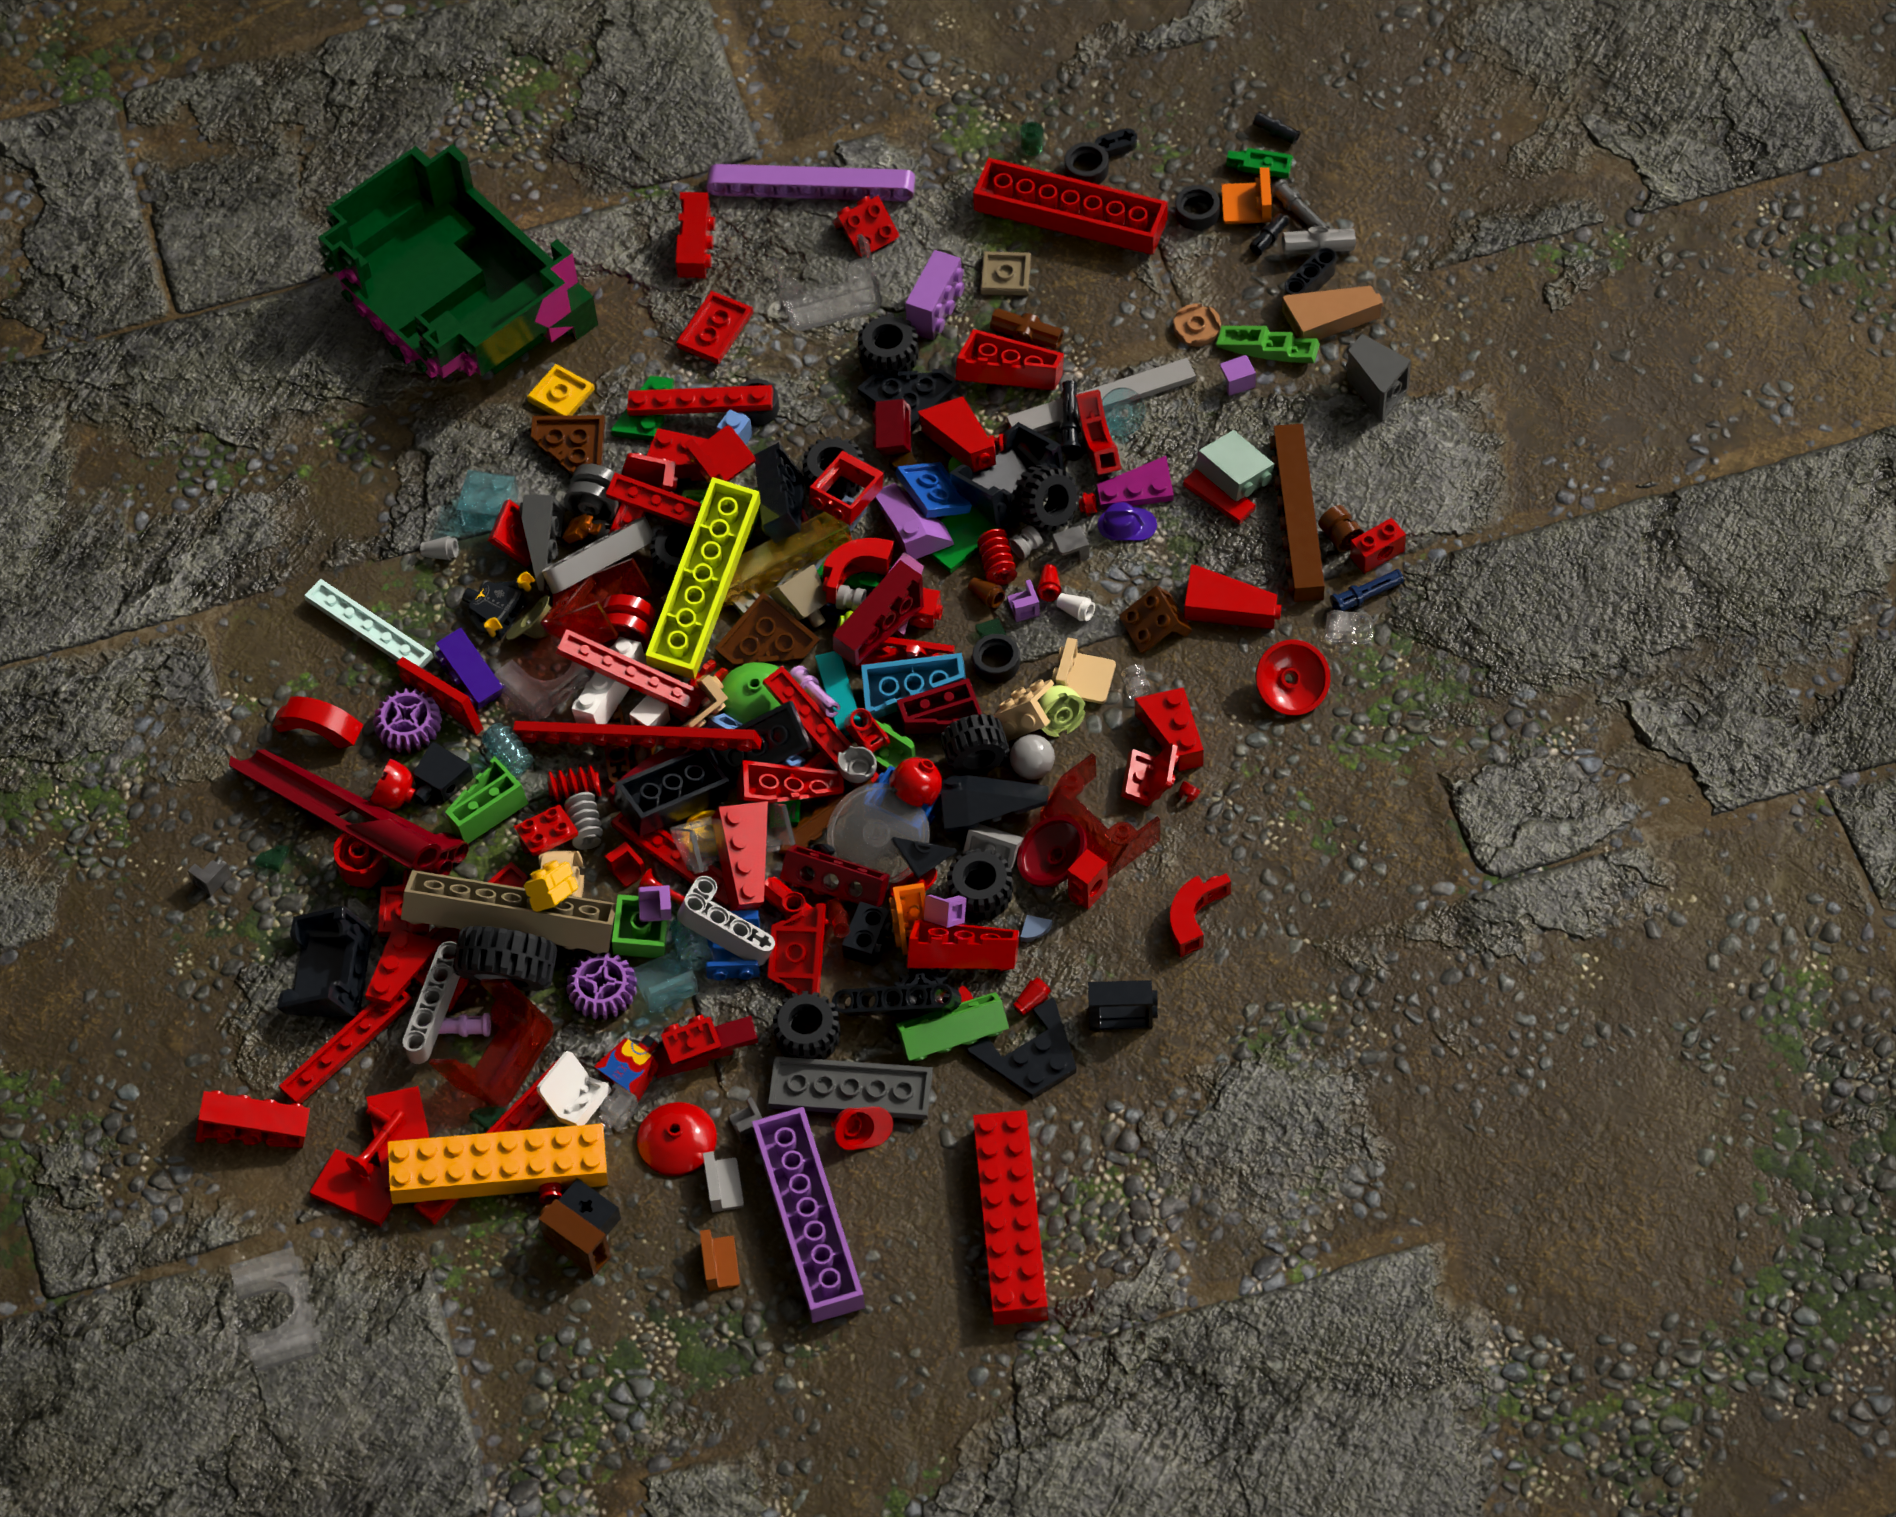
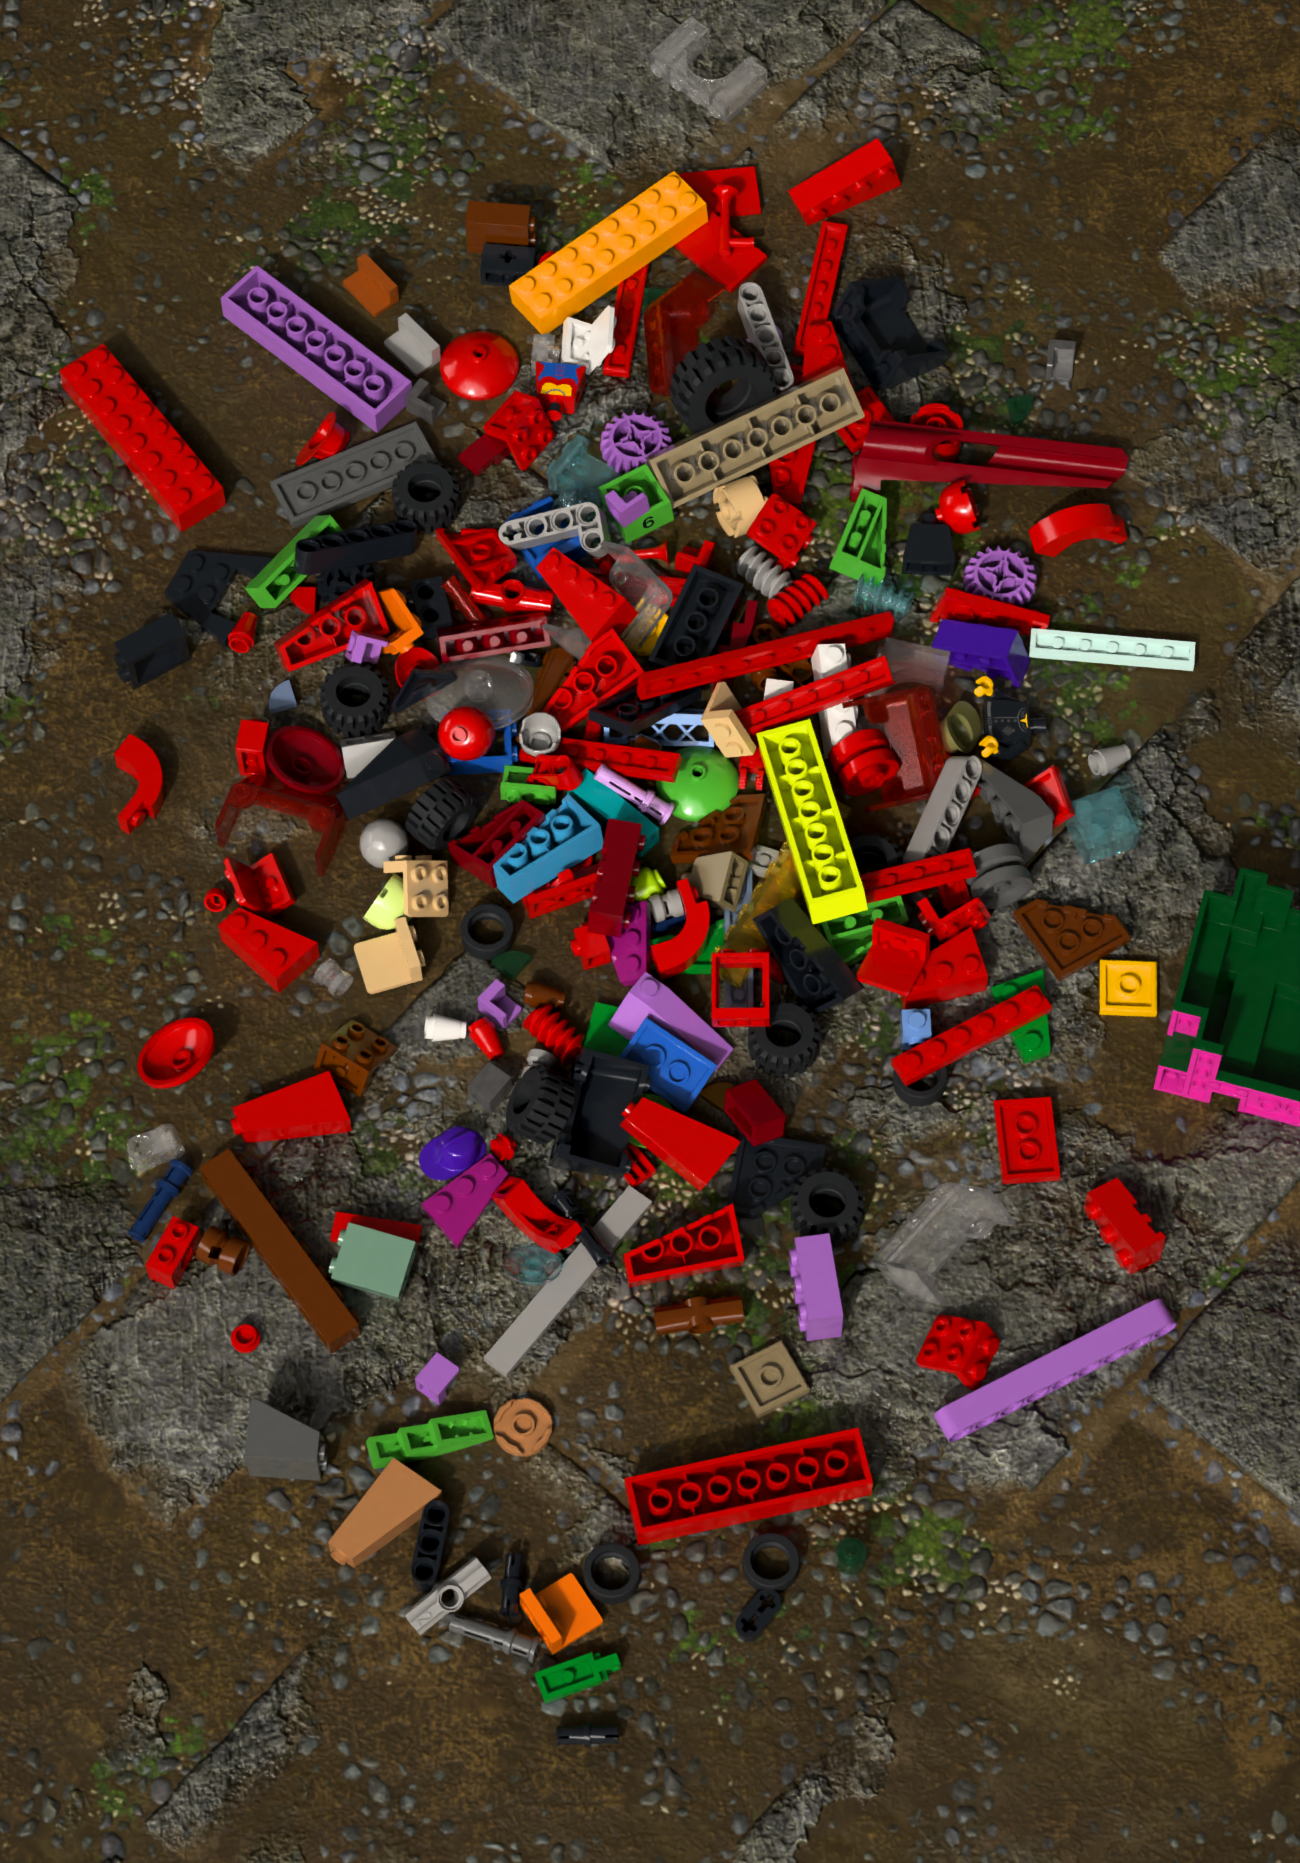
camera: 145 degrees right, 5 degrees up
(550, 885) = (725, 455): yellow brick -> none
(580, 527) = (982, 840): orange plate -> none
(1358, 470) = (245, 1338): none -> red plate

